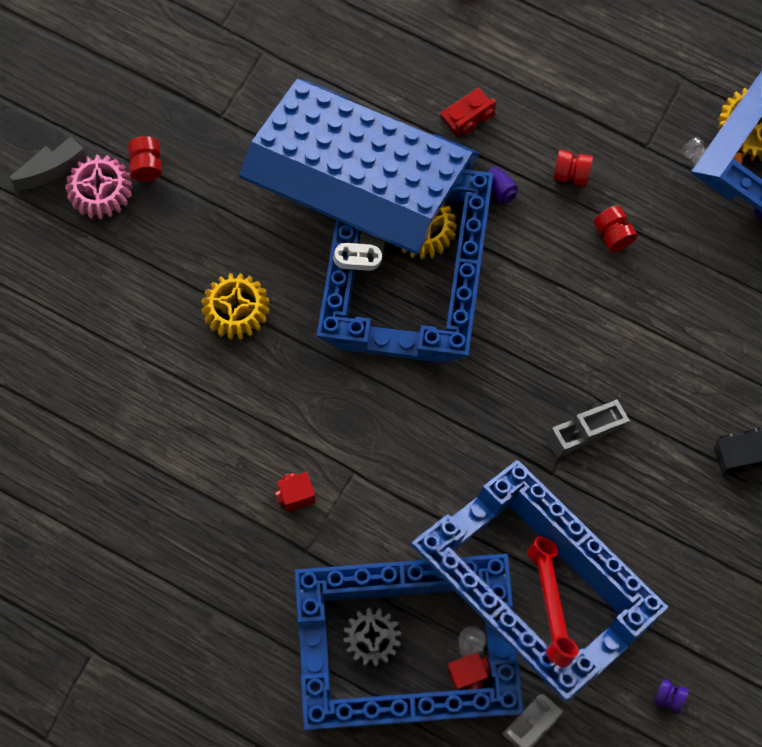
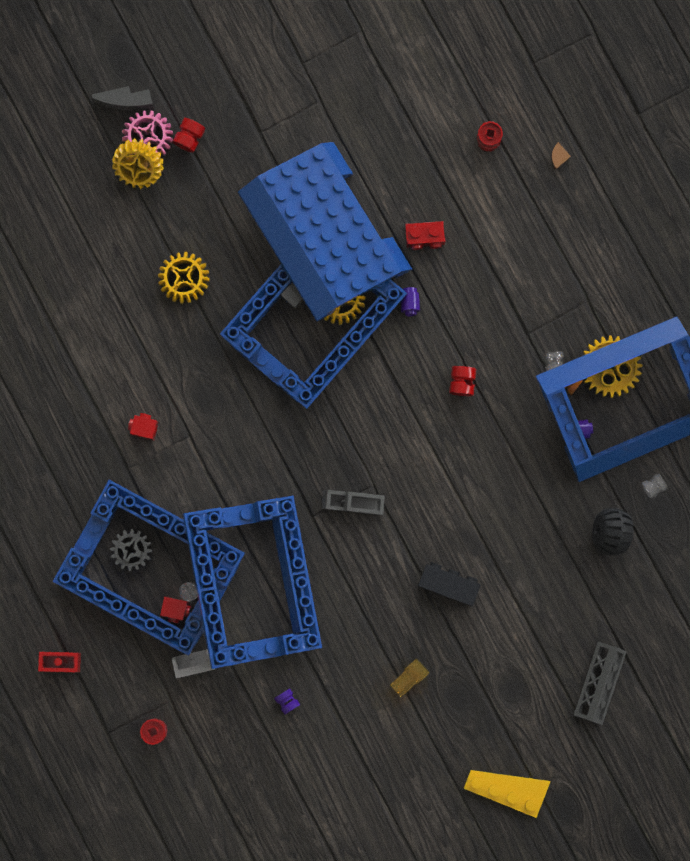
camera: 30 degrees right, 15 degrees up
(115, 212) = (127, 166): none -> yellow gear
(357, 256) = (275, 301): white beam -> none
(542, 554) = (249, 601): red piece -> none
(573, 168) = (464, 320): red wheel -> none

